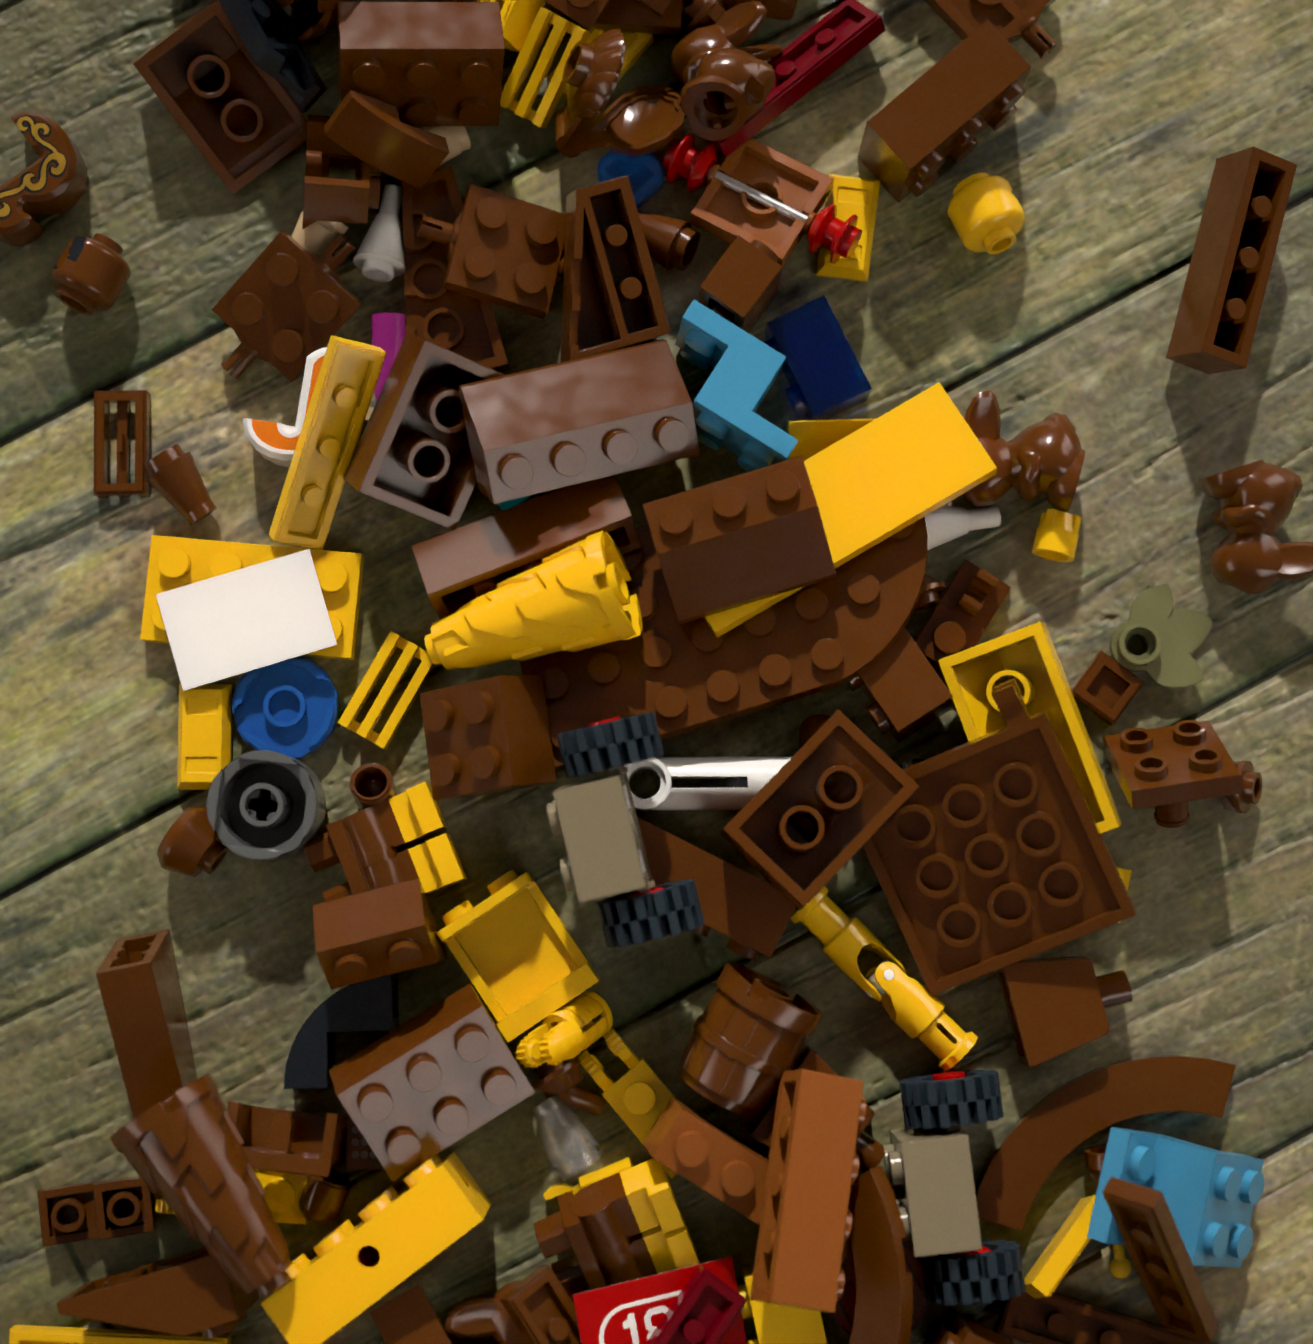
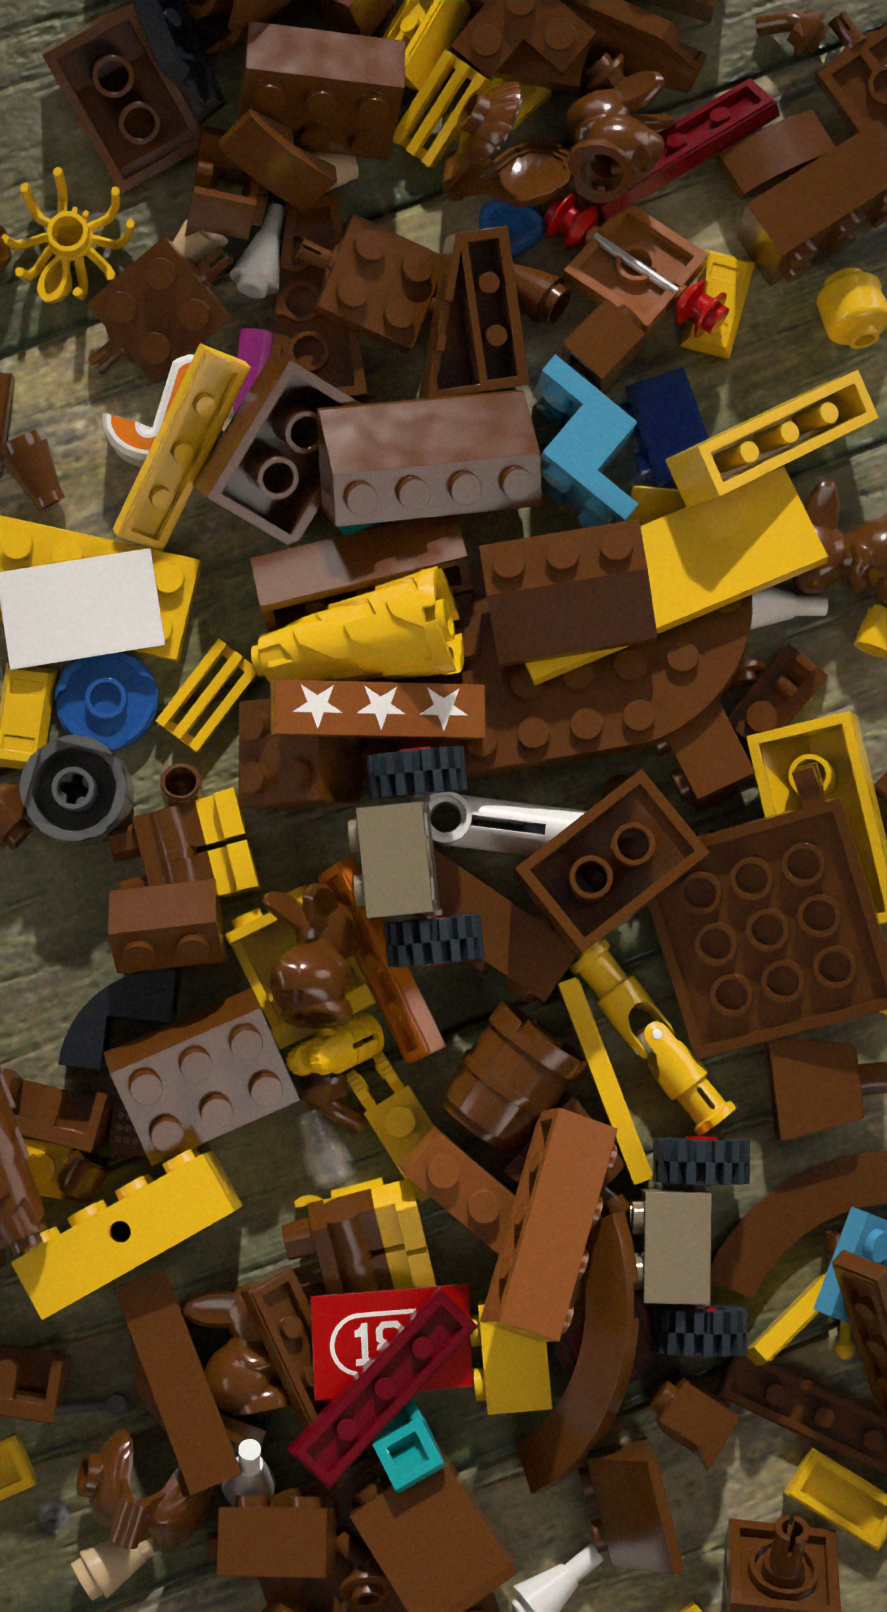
camera: 10 degrees right, 0 degrees up
(186, 247) = (69, 240): none -> yellow animal
(532, 964) = (314, 975): none -> reddish brown animal
(561, 685) = (377, 710): none -> dark orange tile
(617, 966) = (391, 986): none -> orange tile
(842, 1029) = (604, 1080): none -> yellow tile
(884, 69) = (774, 154): none -> reddish brown slope
(923, 356) = (771, 439): none -> yellow brick

